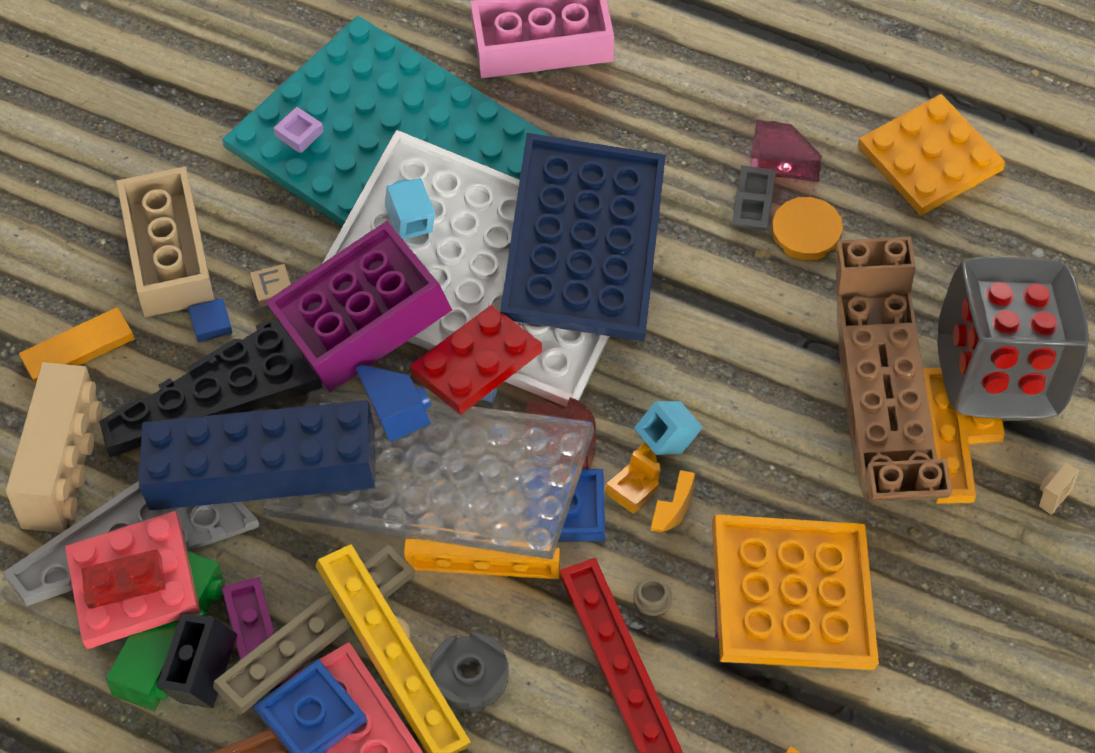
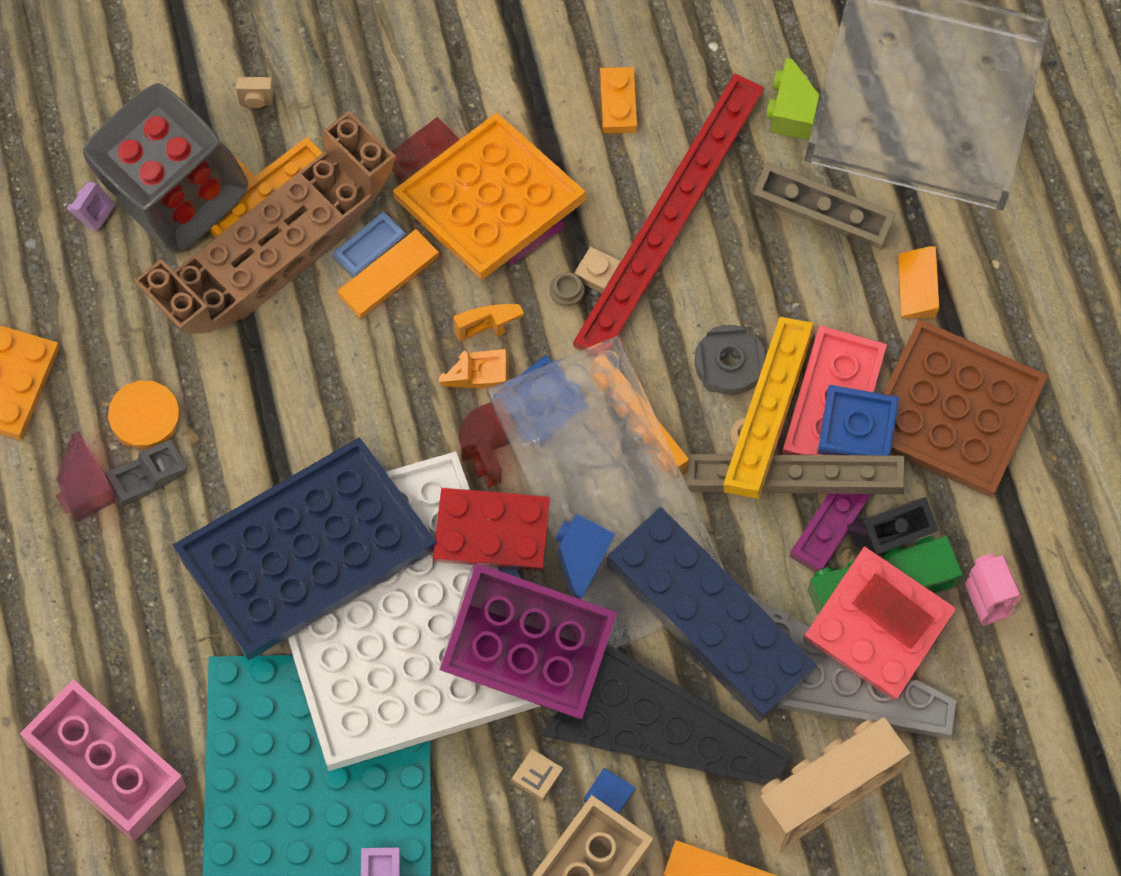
camera: 135 degrees left, 10 degrees up
(70, 690) = (992, 589): none -> bright pink brick
(409, 208) = (403, 678): medium azure brick -> none
(652, 636) = (596, 269): none -> tan plate
(668, 427) = (426, 367): medium azure brick -> none
(788, 471) = (388, 274): none -> light orange tile
(828, 481) = (368, 244): none -> medium blue tile
(891, 585) = (422, 148): none -> clear red plate

